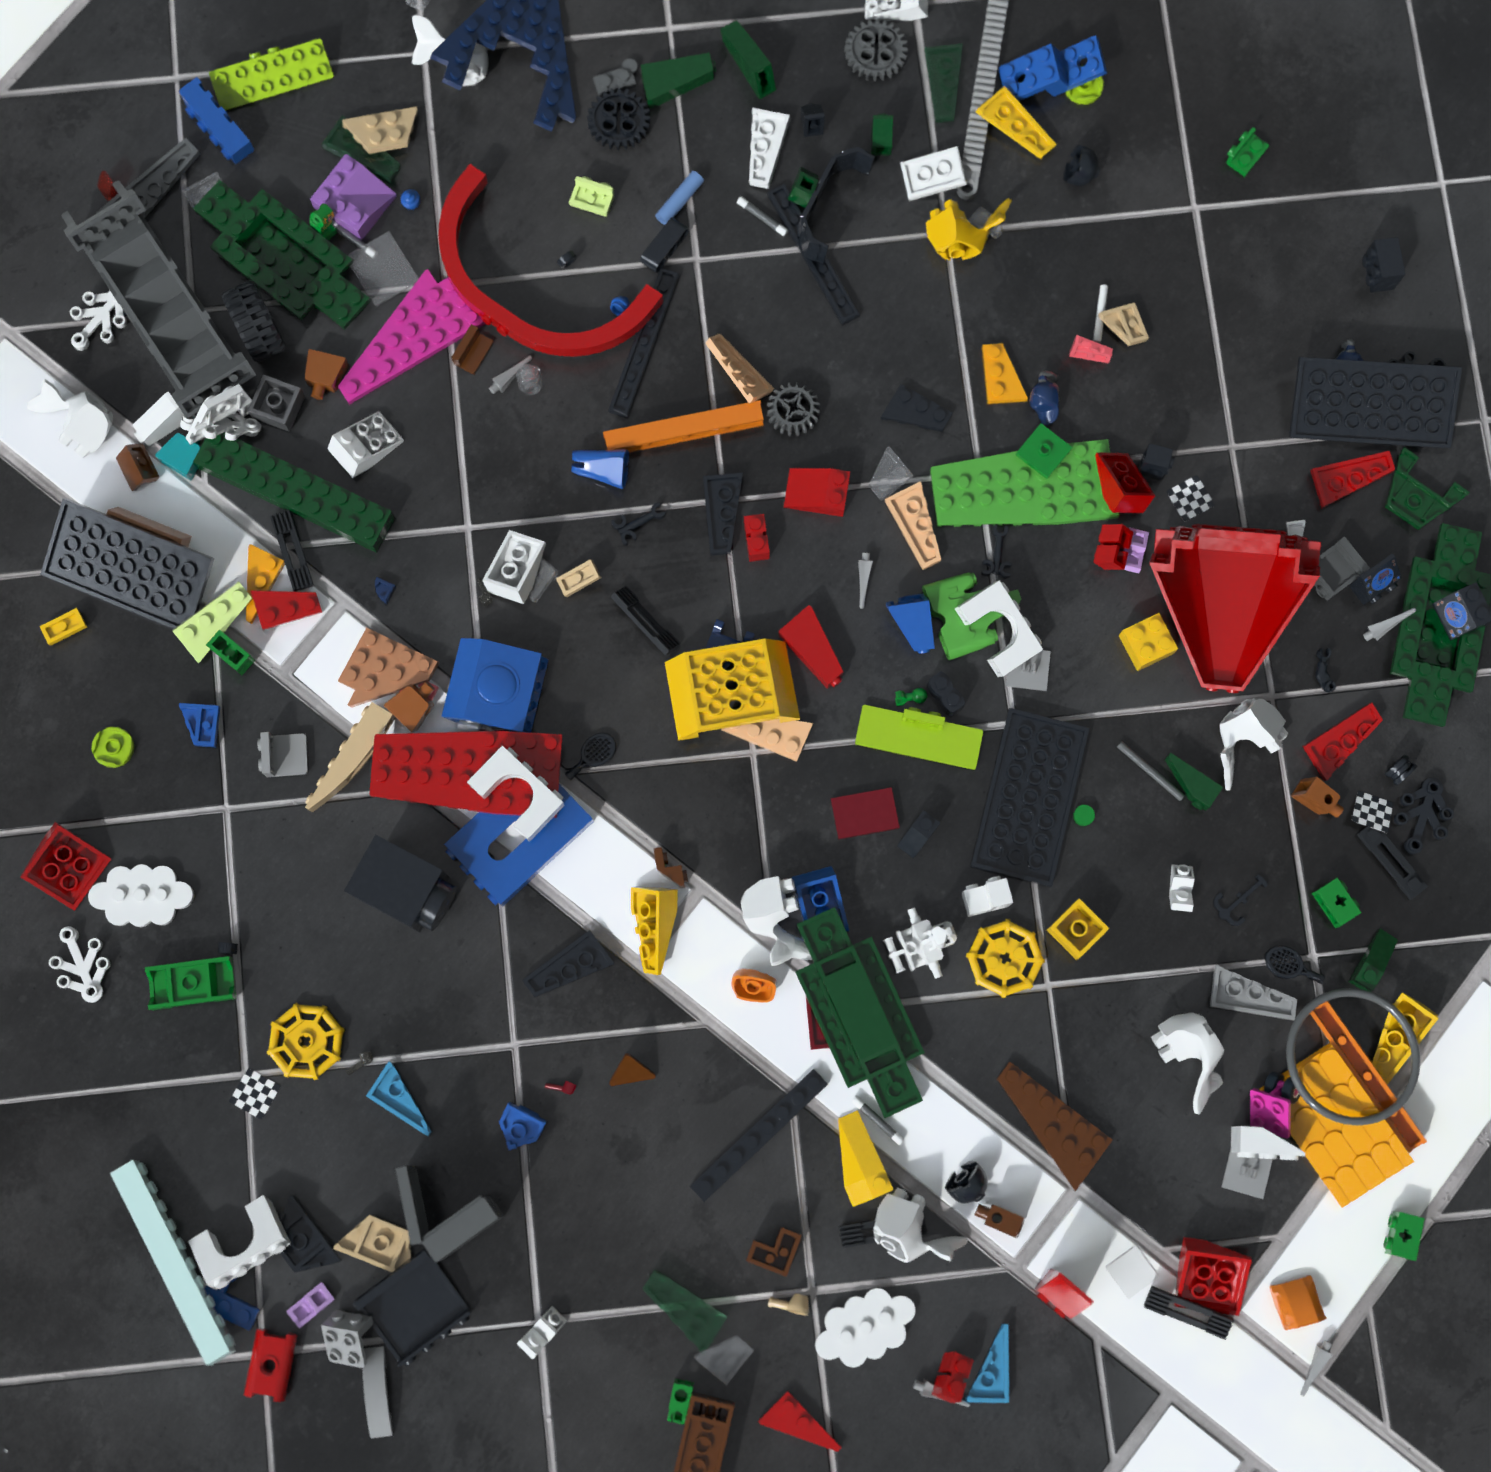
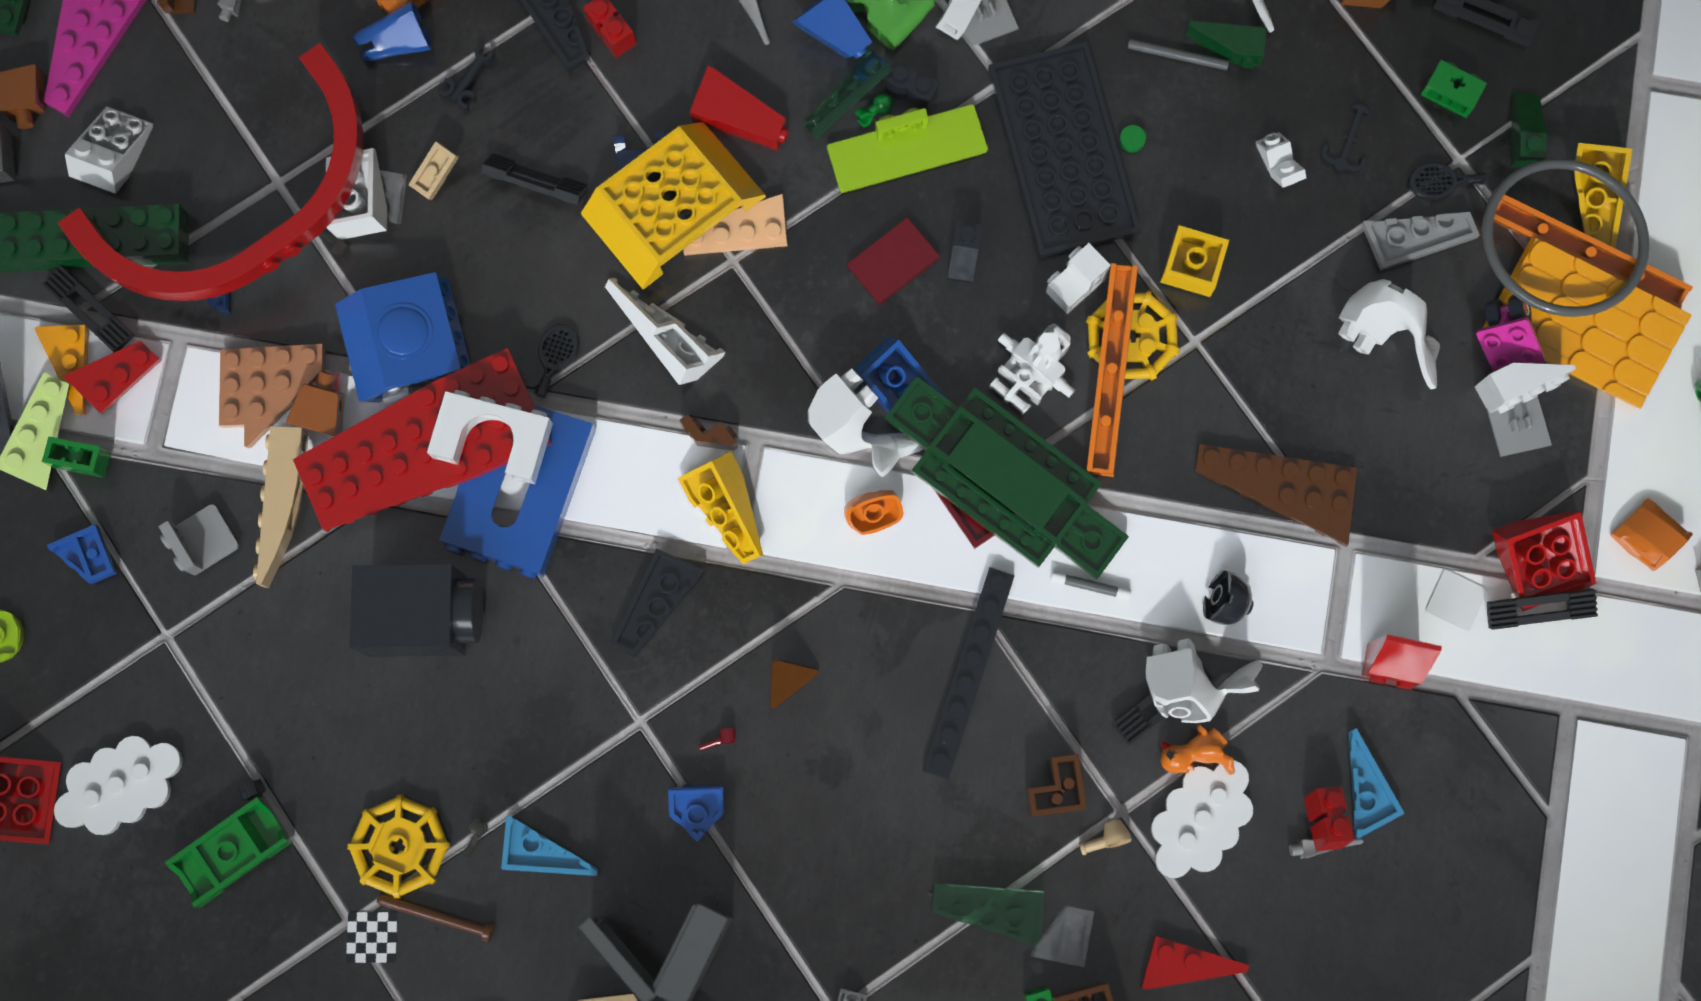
camera: 25 degrees left, 0 degrees up
(82, 966) = (91, 902): white plant -> none
(303, 1101) = (485, 931): none -> reddish brown bar
(439, 579) = (271, 249): none -> red arch
(679, 793) = (678, 350): none -> white wedge
(861, 1165) = (1102, 644): yellow wedge -> none
(891, 1278) = (1203, 748): none -> orange animal
(902, 674) = (850, 90): none -> clear green wing
(975, 976) = (1112, 370): none -> orange tile
(1010, 1224) = (1298, 615): reddish brown torso -> none

